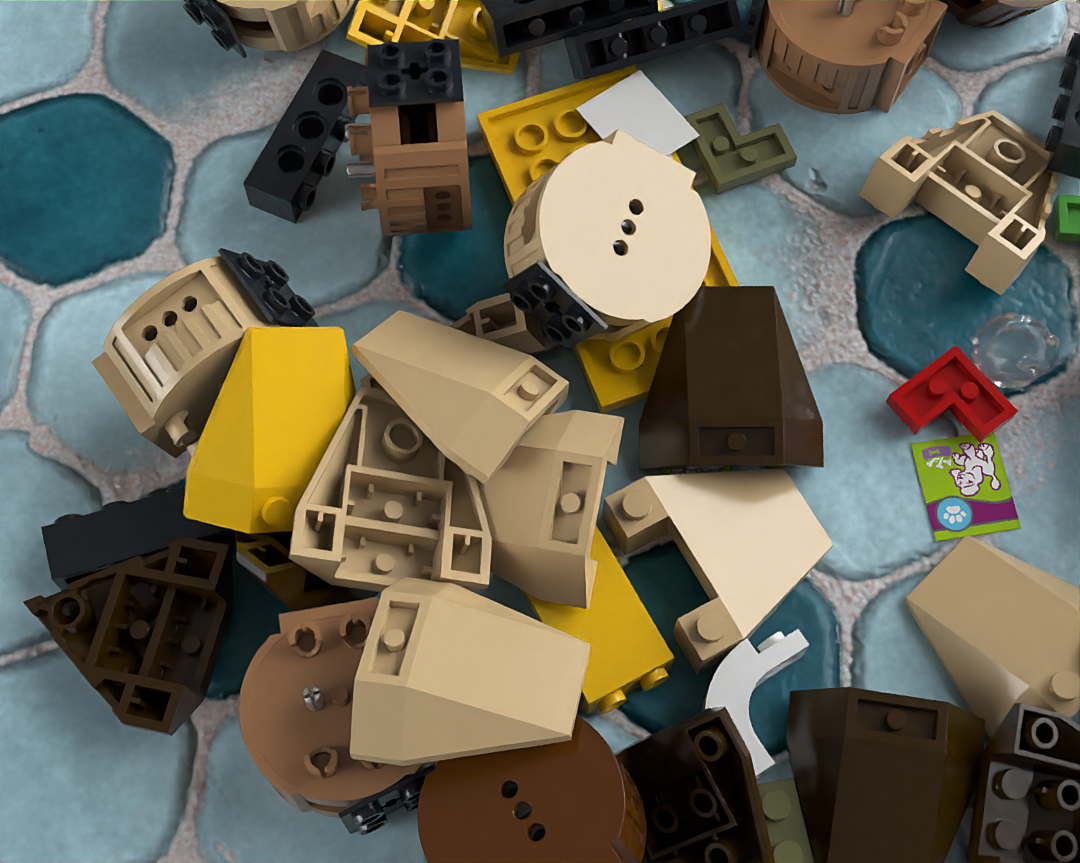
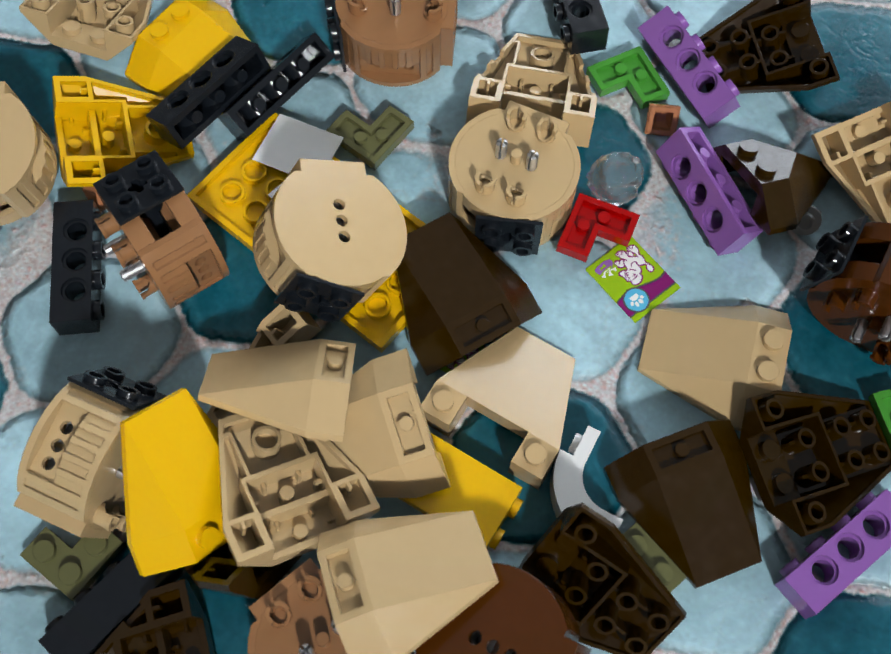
camera: 30 degrees left, 0 degrees up
(120, 469) = (71, 568): none -> olive plate
(879, 285) = (513, 178): none -> tan piece

